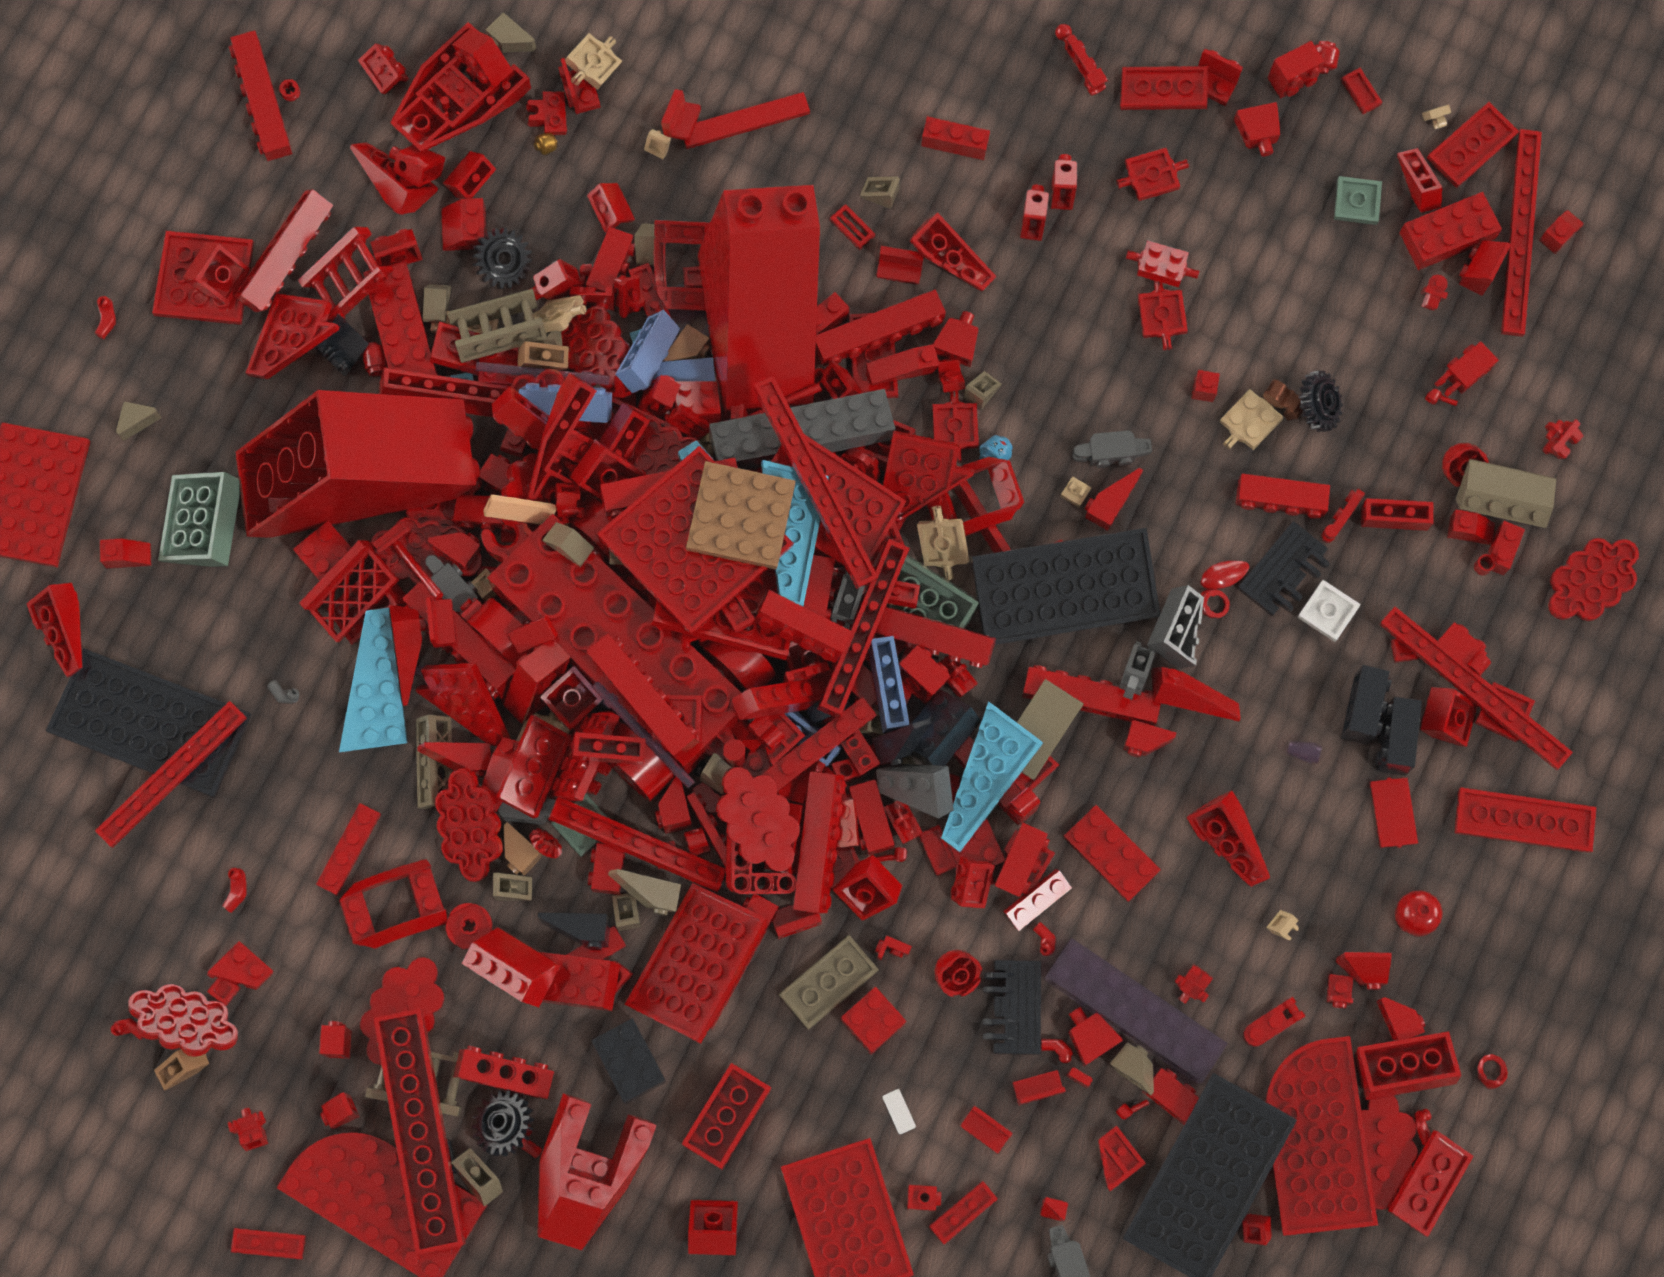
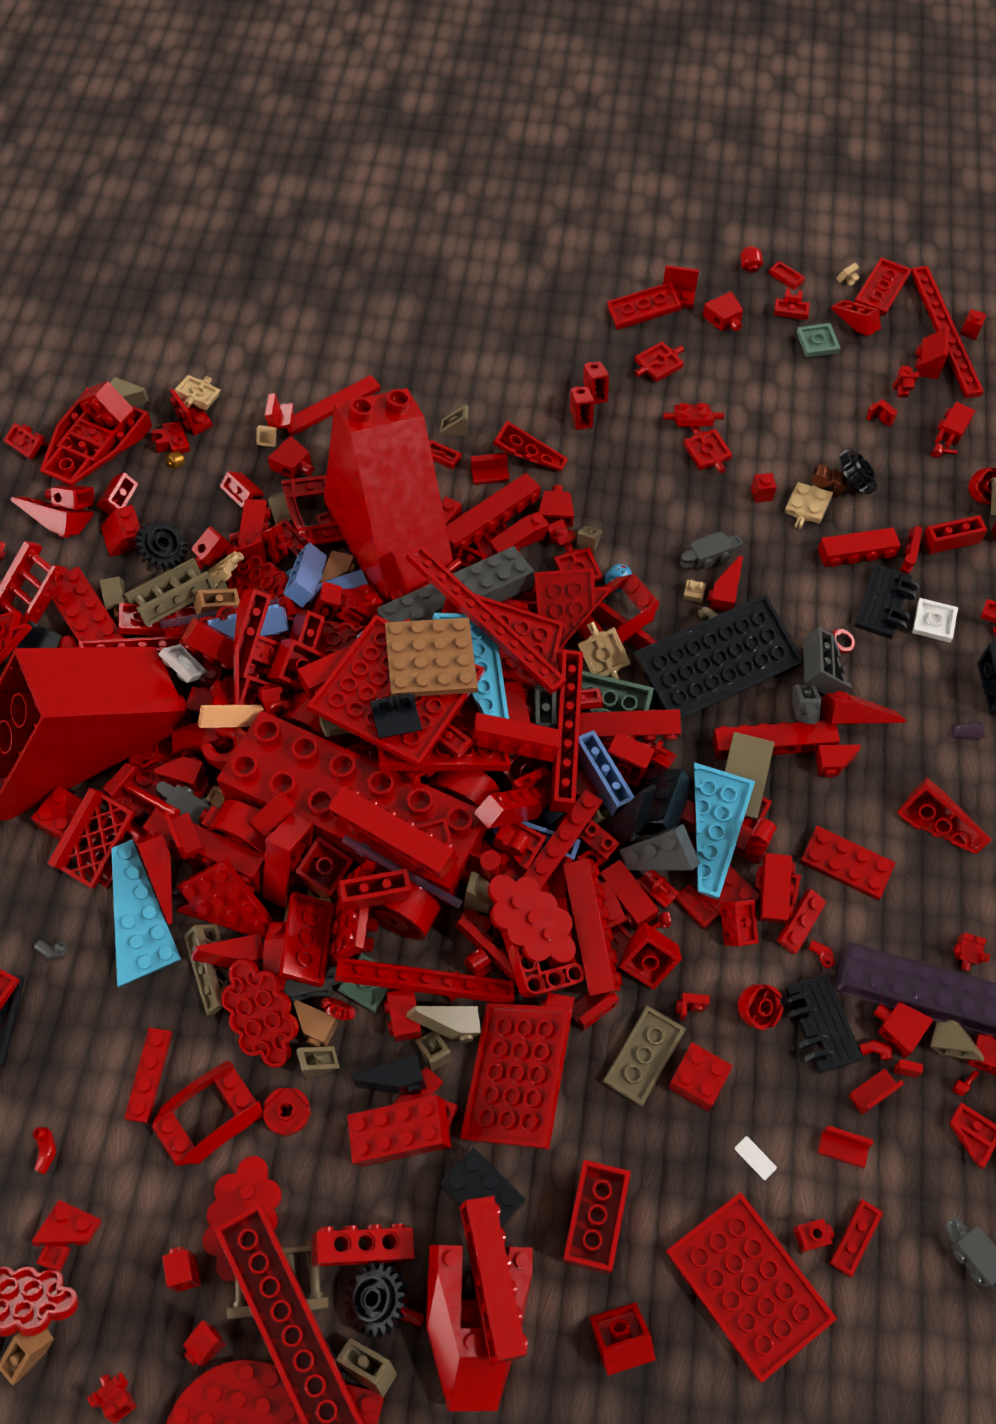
camera: 15 degrees left, 15 degrees down
(396, 248) = (72, 557): red slope -> none
(488, 431) = (185, 665): none -> white plate
(512, 966) = (341, 1133): red slope -> none
(568, 543) = (283, 725): dark tan slope -> none
(609, 1140) = (493, 1280): none -> red brick
(673, 809) = (449, 940): red slope -> none
(677, 185) = (291, 459): none -> red torso
(683, 573) = (396, 715): none -> black hinge
(955, 138) = (500, 374): red brick -> none
(1054, 1209) = (940, 1203): red slope -> none
(1080, 525) = (706, 612): none -> dark tan arm
(1093, 77) = (576, 304): red plate -> none
(1224, 574) = (839, 617): red arm -> none
(1296, 70) = (735, 268): red brick -> none
(1346, 141) = (792, 306): none -> red plate
(1391, 326) = (883, 411): none -> red bracket
(1450, 230) = (894, 341): red brick -> none

